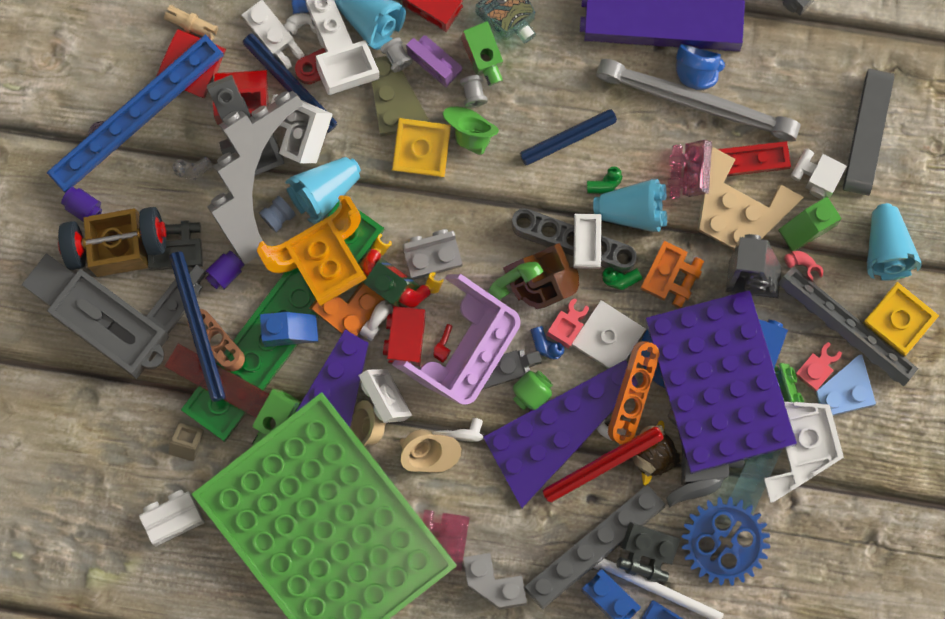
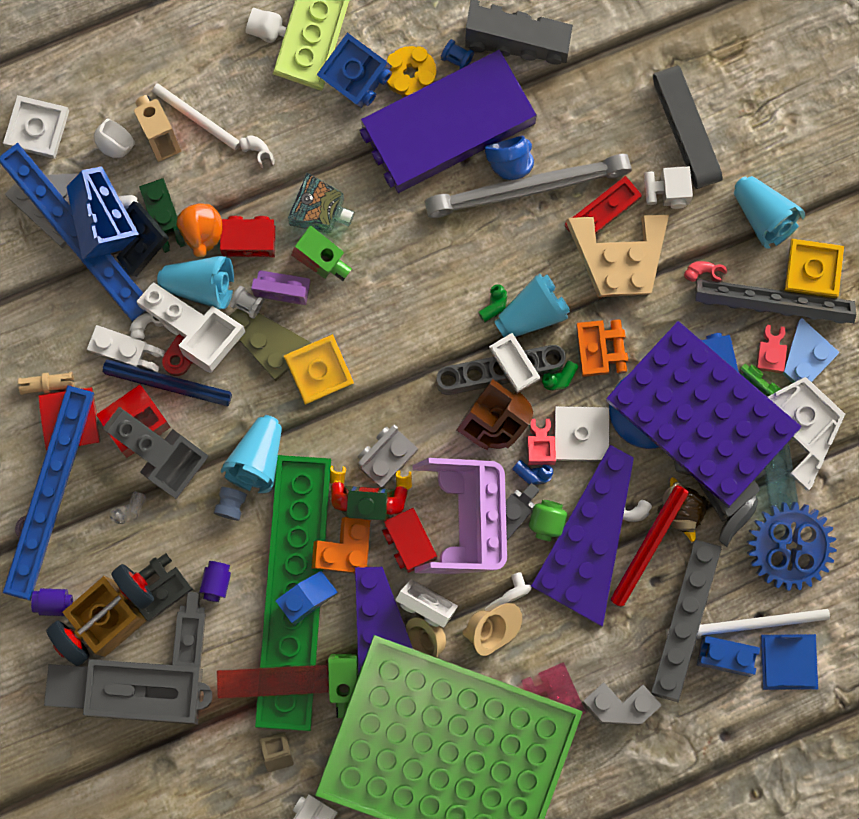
camera: 35 degrees left, 0 degrees up
(197, 326) = (224, 645): dark blue axle -> none
(226, 343) = (236, 649): nougat beam -> none
(237, 171) = (175, 487): light grey arch -> none
(304, 133) = (208, 413): white brick -> none
(320, 254) = (293, 514): light orange piece -> none
(379, 314) = (375, 535): white arm -> none
(440, 351) = (448, 535): red hand -> none
(470, 128) = (351, 327): bright green piece -> none
(473, 91) = (332, 293): light grey bush -> none
(525, 270) = (482, 419): bright green bar -> none
(568, 137) = (438, 284): dark blue axle -> none
(628, 391) = (631, 470): orange beam -> none
(651, 544) = (731, 588): pearl dark grey plate -> none
(696, 169) = (566, 245): clear pink plate -> none
(754, 268) = (668, 301): dark grey wedge -> none
(810, 224) = (689, 234): bright green slope -> none

